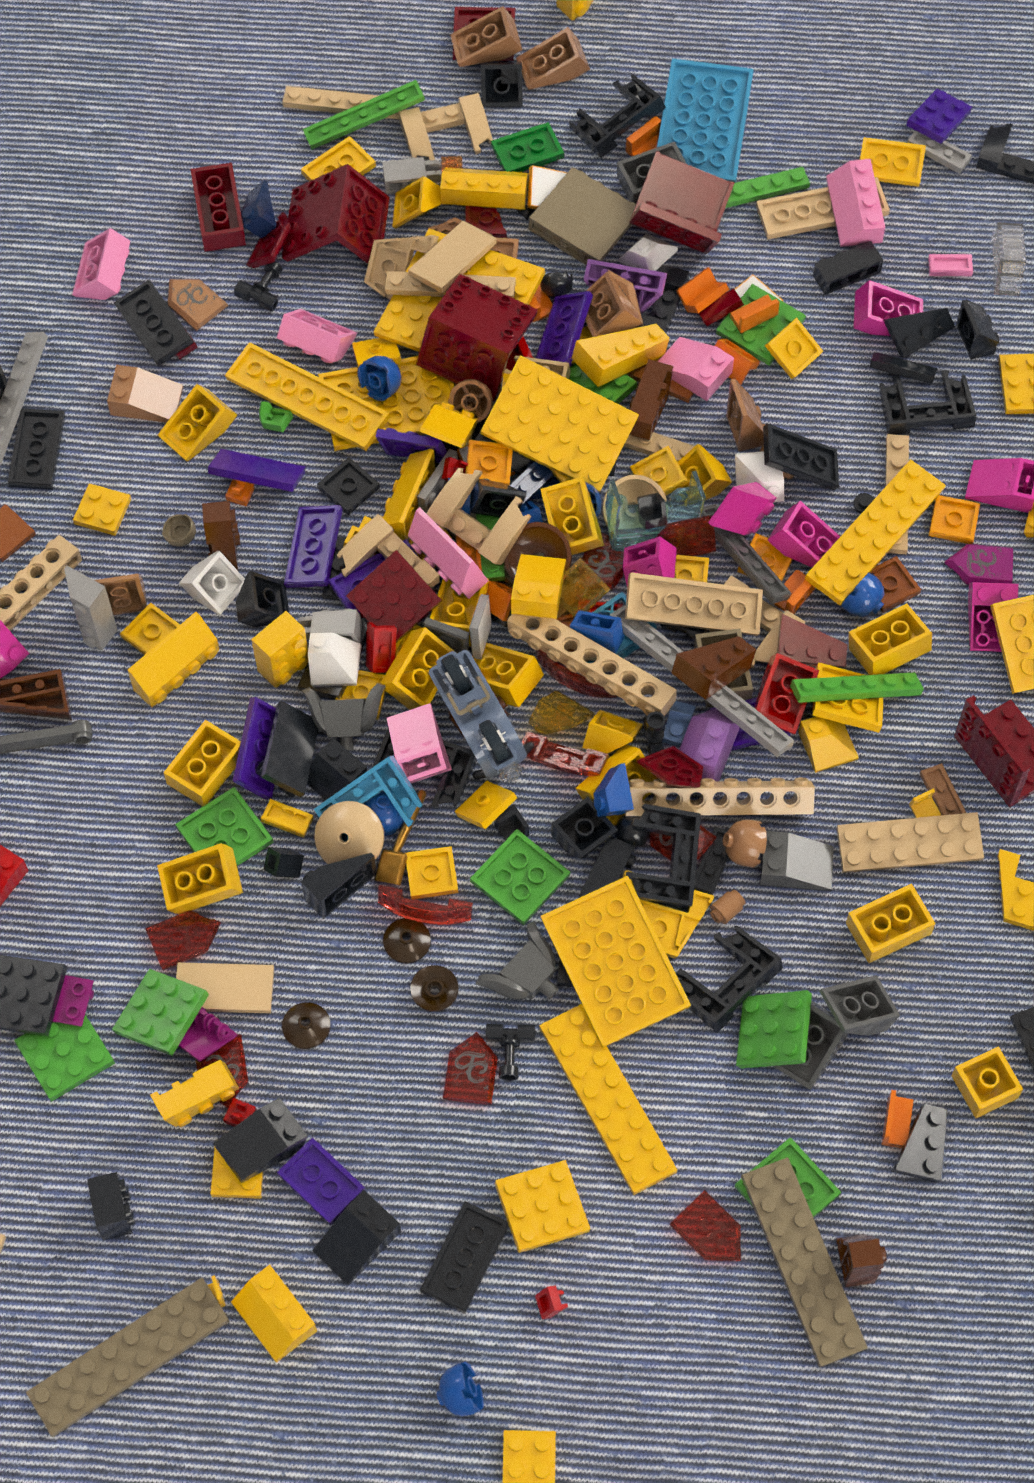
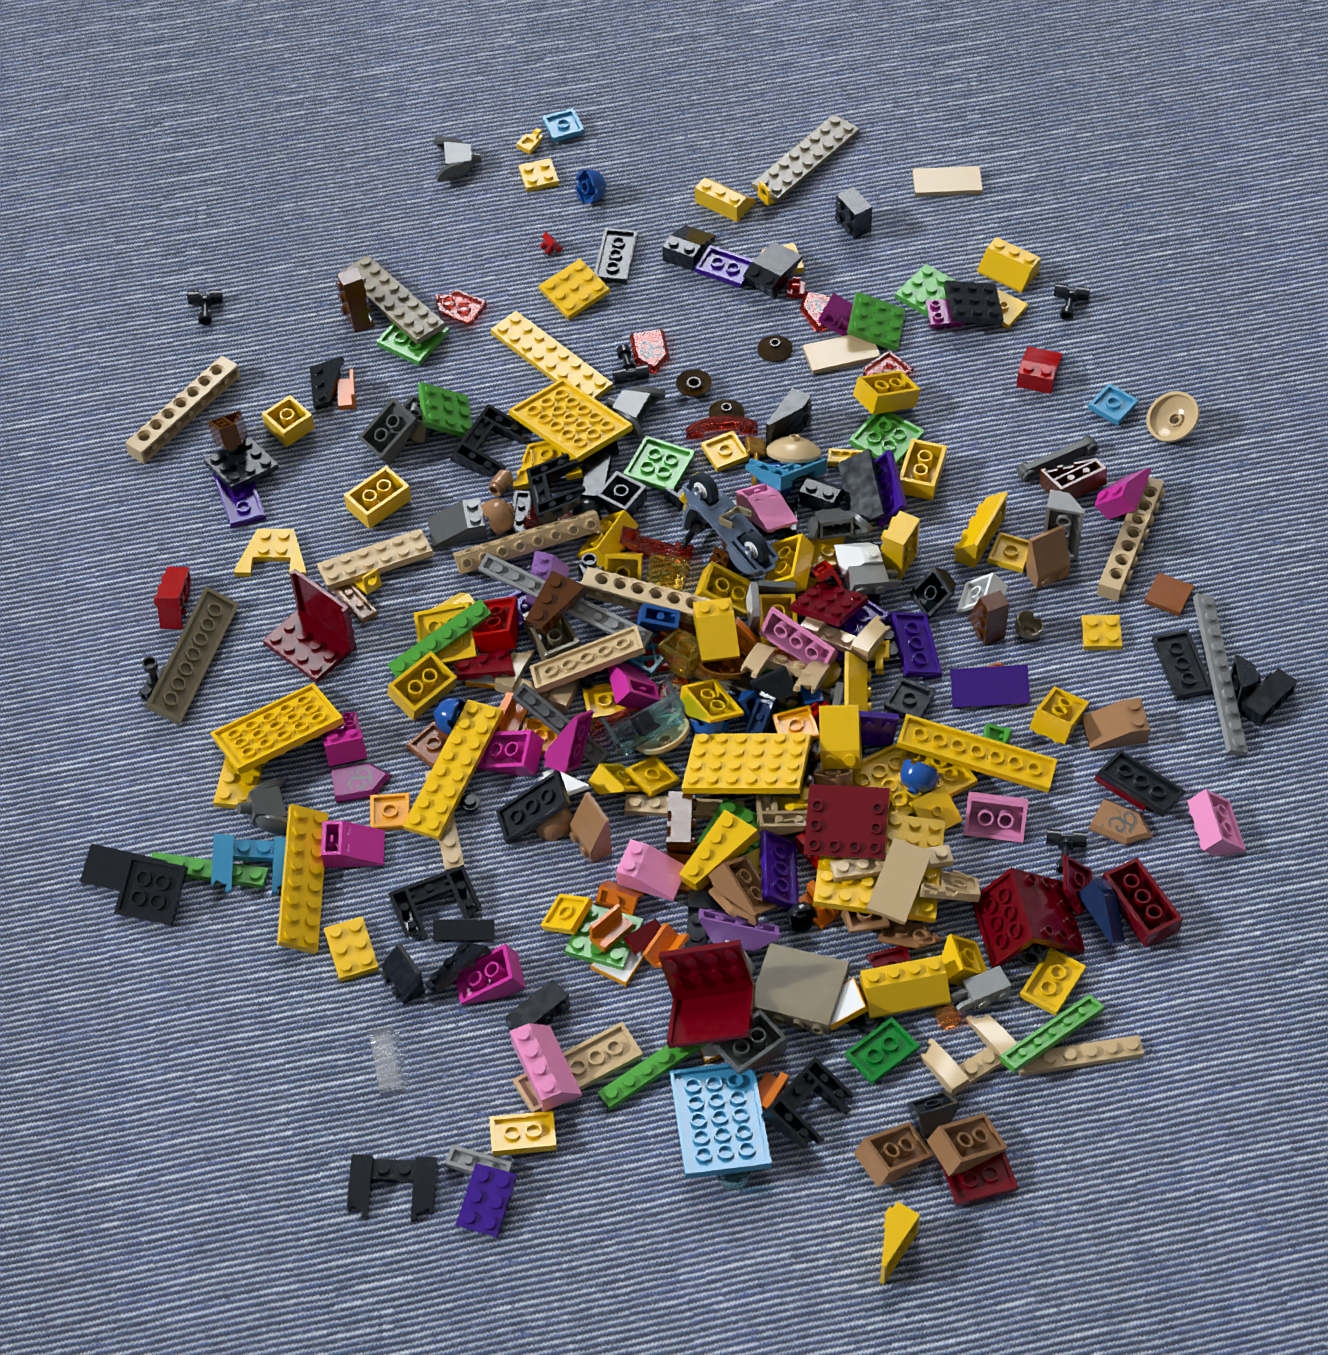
camera: 165 degrees right, 10 degrees down
(196, 1094) = (829, 278): yellow wedge -> none
(283, 862) = (835, 430): black panel -> none
(613, 793) = (606, 505): blue slope -> none
(673, 768) = (566, 540): dark red tile -> none
(950, 265) = (442, 1048): bright pink tile -> none

